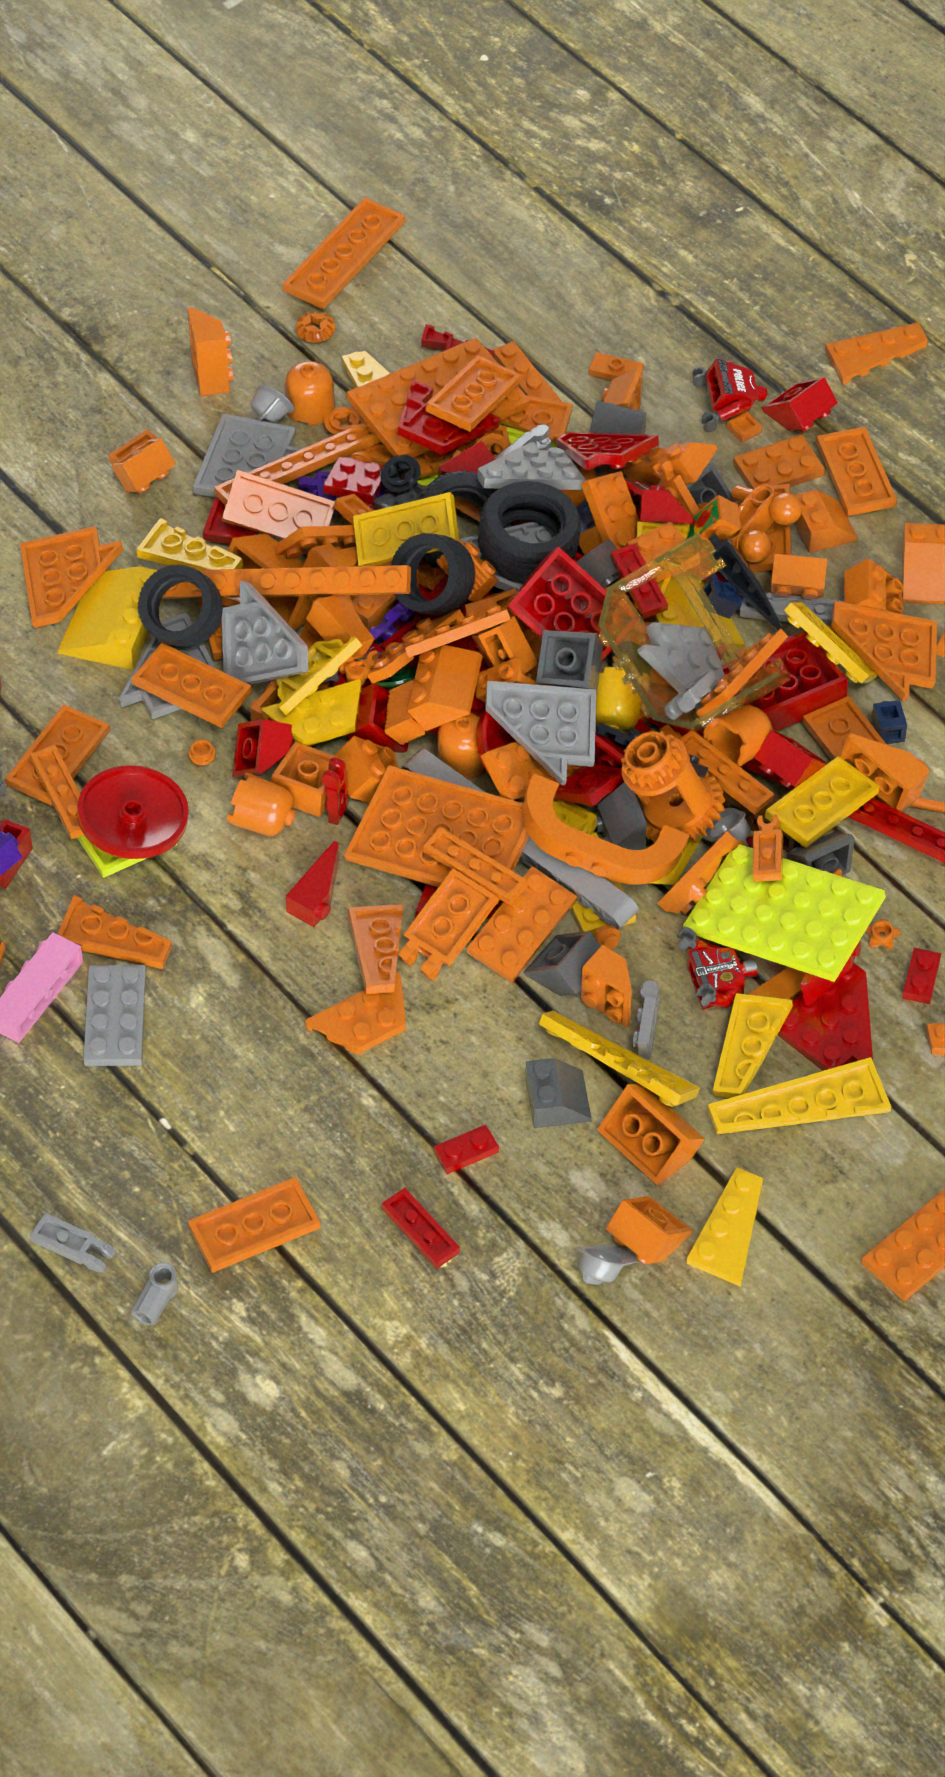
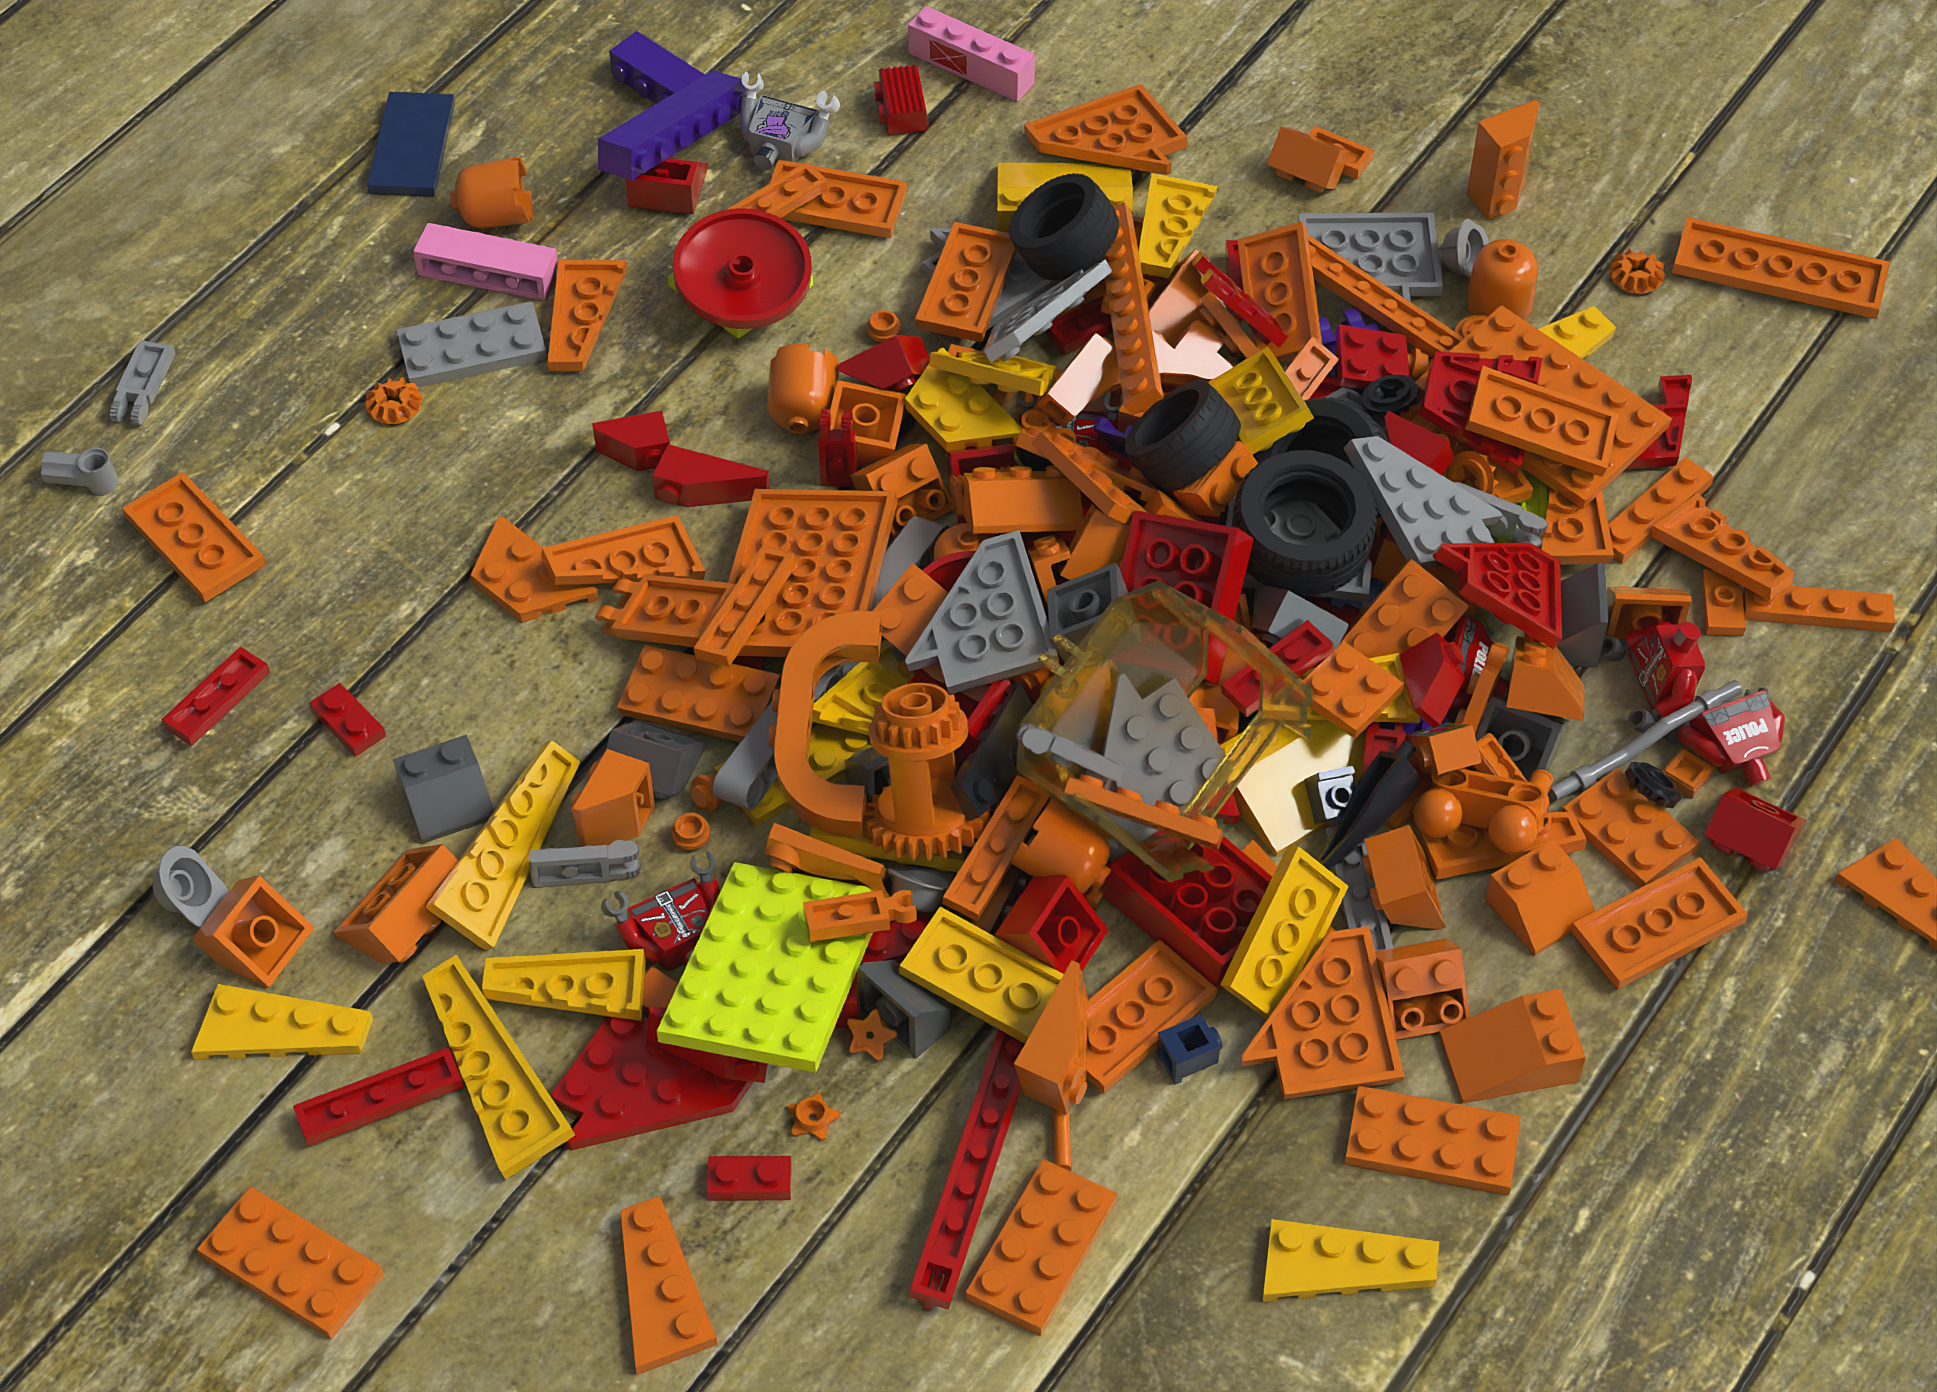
camera: 75 degrees right, 0 degrees up
(150, 1083) = (391, 411): none -> orange gear
(265, 920) = (633, 440): none -> red slope
(314, 517) = (1239, 303): none -> red wing
(568, 359) = (1715, 544): none -> orange wing
(635, 323) = (1823, 608): none -> orange plate
(635, 955) = (690, 831): none -> orange plate
(671, 404) = (1665, 664): none -> red torso
(705, 397) = (1586, 776): none -> light grey bar
(756, 441) = (1653, 784): none -> black gear
(808, 1172) = (378, 1096): none -> red plate

